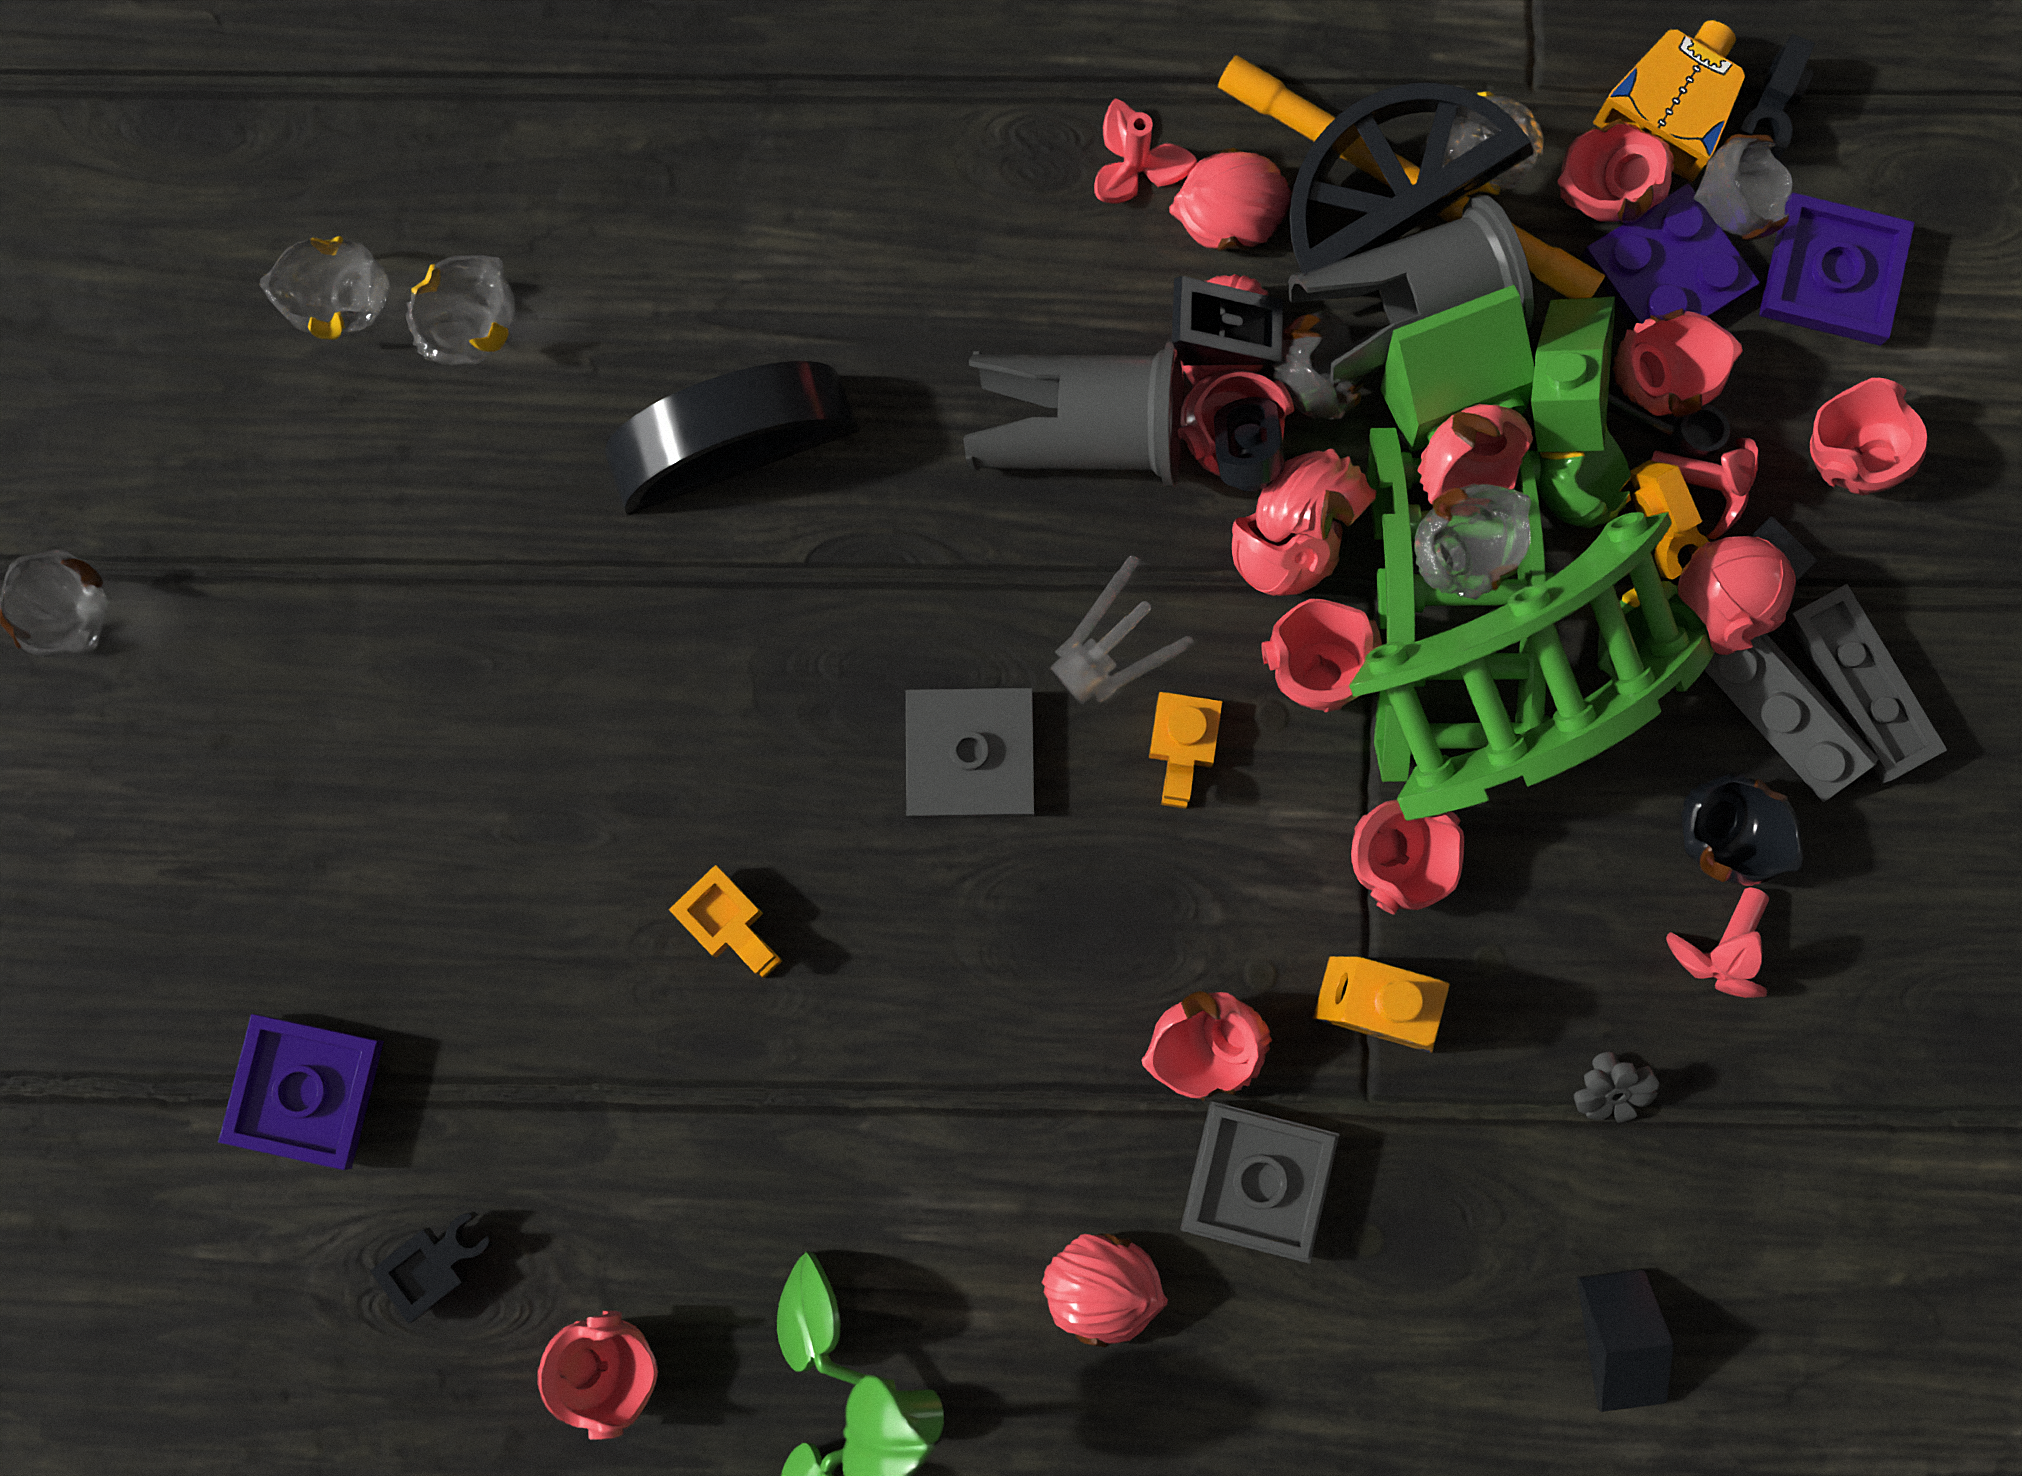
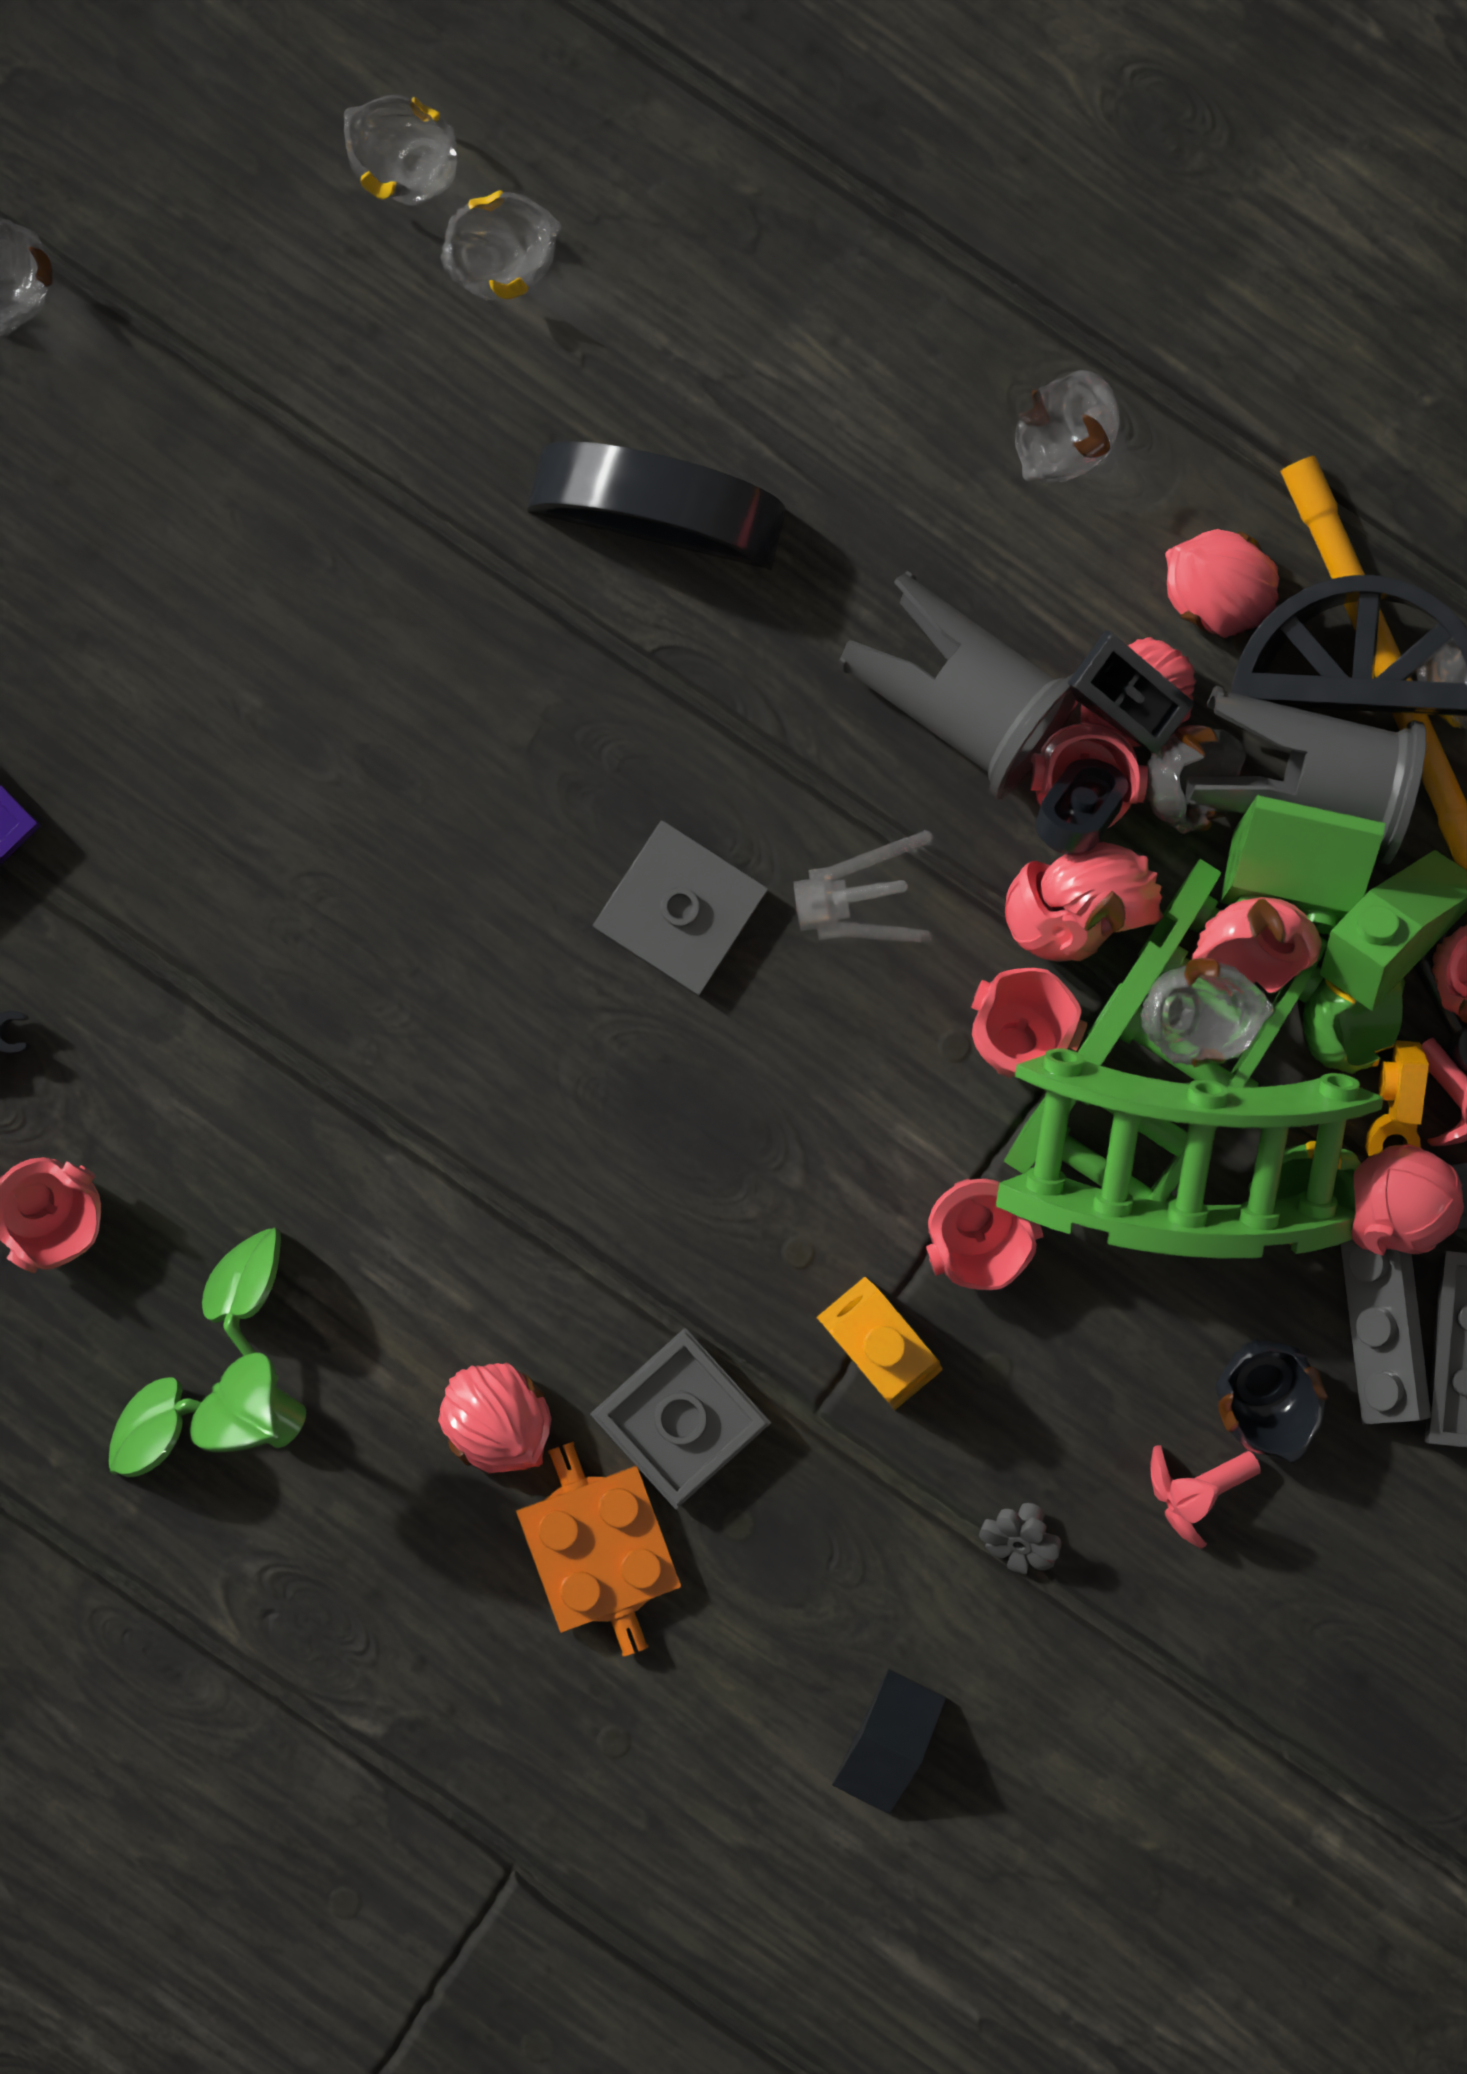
camera: 30 degrees right, 5 degrees up
(722, 917) = (384, 907): light orange plate -> none
(1025, 157) = (1068, 428): none -> clear hair
(1130, 137) = (1172, 463): coral plant -> none
(1185, 737) = (867, 1014): light orange plate -> none
(1207, 1045) = (711, 1280): coral hair -> none
(1265, 1343) = (598, 1549): none -> orange plate

